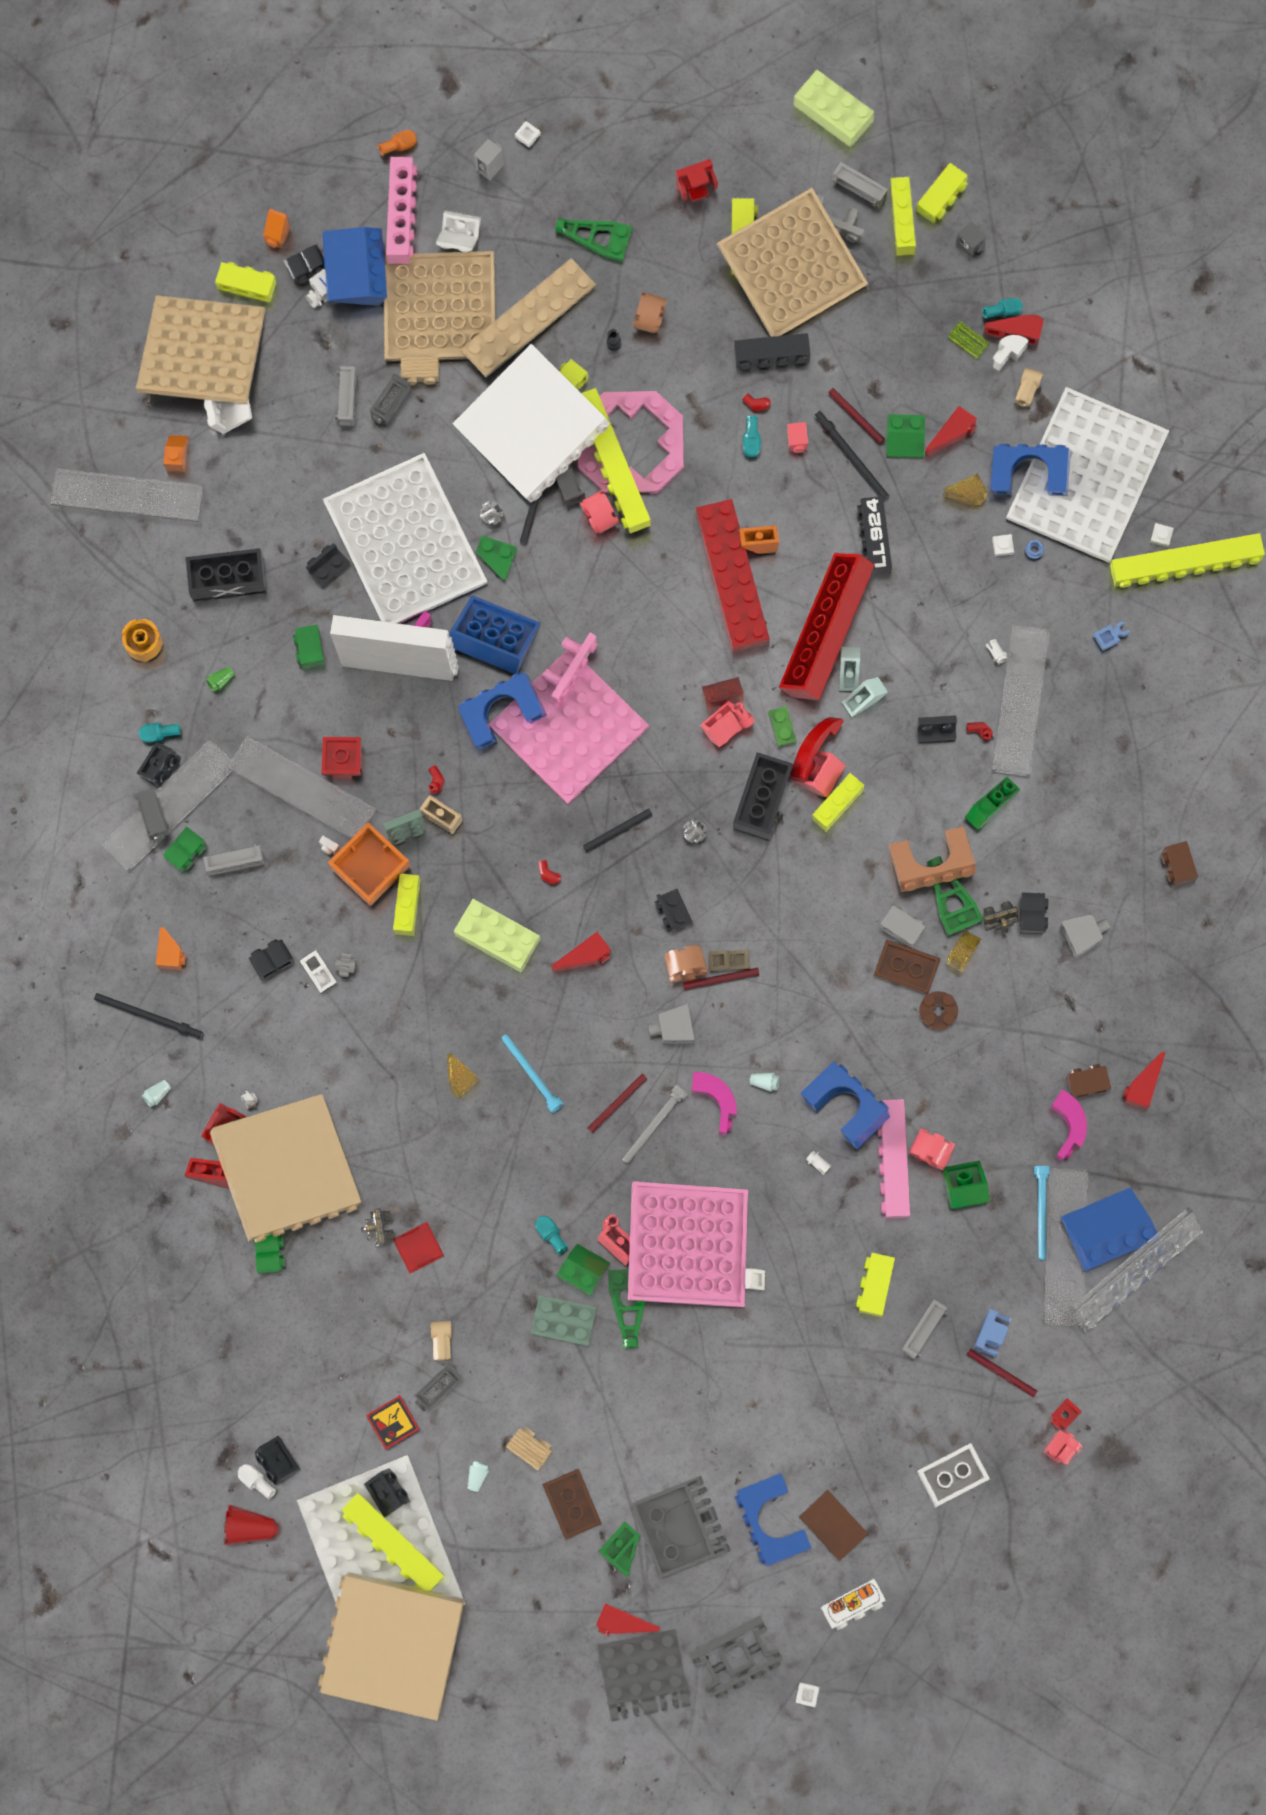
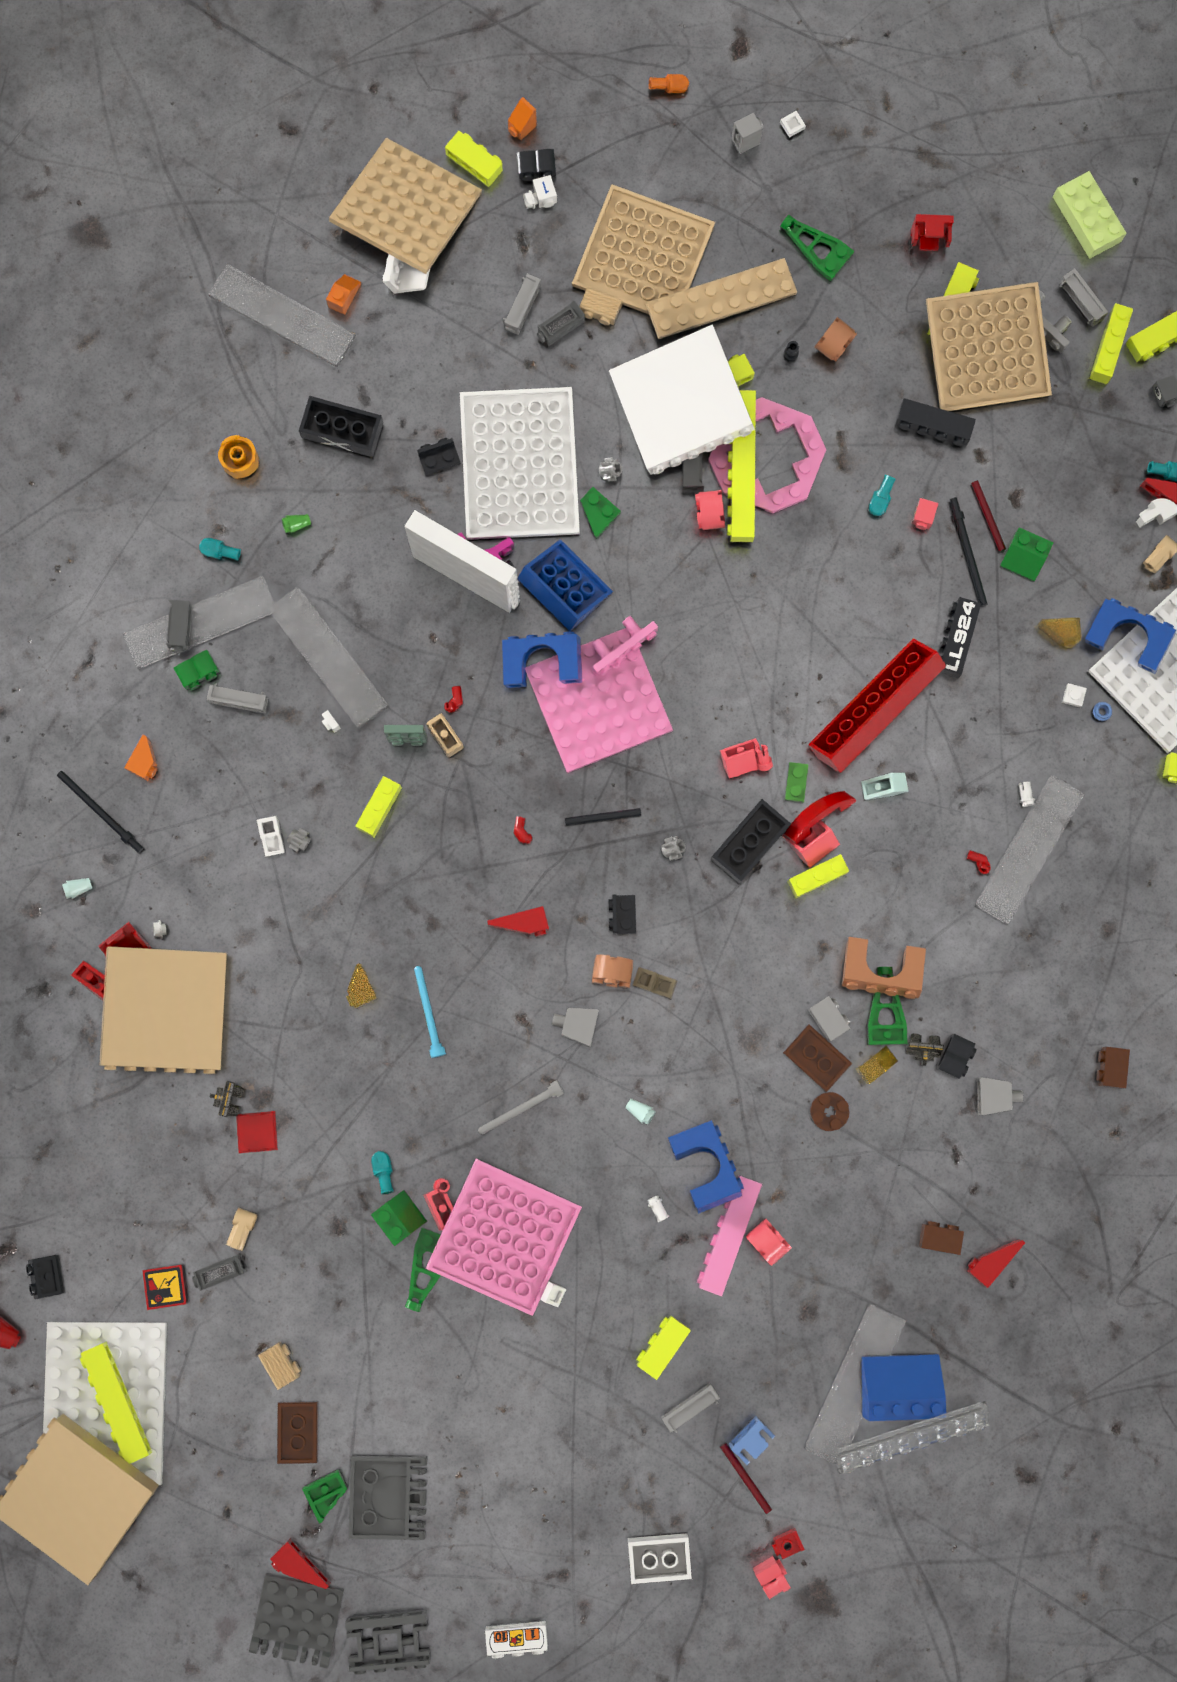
camera: 15 degrees right, 5 degrees up
(159, 764) = (206, 580): black bracket -> none
(255, 1480) = (16, 1287): white arm -> none
(269, 1255) = (116, 1083): green brick -> none
(271, 959) = (233, 805): black brick -> none
(309, 646) = (390, 526): green brick -> none
(341, 757) = (376, 643): red panel -> none
(355, 266) = (580, 184): blue slope -> none
(369, 863) = (358, 755): orange container -> none
(387, 1492) = (131, 1352): black bracket -> none
(400, 168) = (660, 108): bright pink brick -> none
(459, 231) = (690, 190): white bracket -> none
(477, 1475) = (221, 1369): light aqua cone -> none
(497, 935) = (449, 870): yellowish green brick -> none
(529, 520) = (641, 492): black bar -> none
(563, 1320) = (361, 1257): sand green plate -> none
(616, 1103) = (496, 1073): dark red bar -> none
(715, 1088) = (591, 1098): dark pink arch -> none
(719, 693) = (752, 727): clear red brick -> none
(721, 978) = (640, 996): dark red bar -> none
(732, 576) = (809, 621): red brick -> none
(752, 1499) = (465, 1555): blue arch -> none
(756, 404) = (900, 467): red arm -> none
(760, 539) = (849, 597): orange slope -> none
(833, 1525) = (529, 1555): reddish brown tile -> none
(849, 668) = (881, 753): light aqua slope -> none
(936, 728) = (939, 844): black bracket -> none
(953, 336) = (1119, 492): clear neon green tile -> none
(954, 430) = (1075, 567): red slope -> none
(966, 1184) = (786, 1287): green slope -> none
(992, 803) = (962, 936): green slope -> none
(1042, 1174) = (861, 1307): medium azure piece -> none
(1075, 1117) = (914, 1271): dark pink arch -> none
(1108, 636) = (1137, 823): medium blue plate -> none

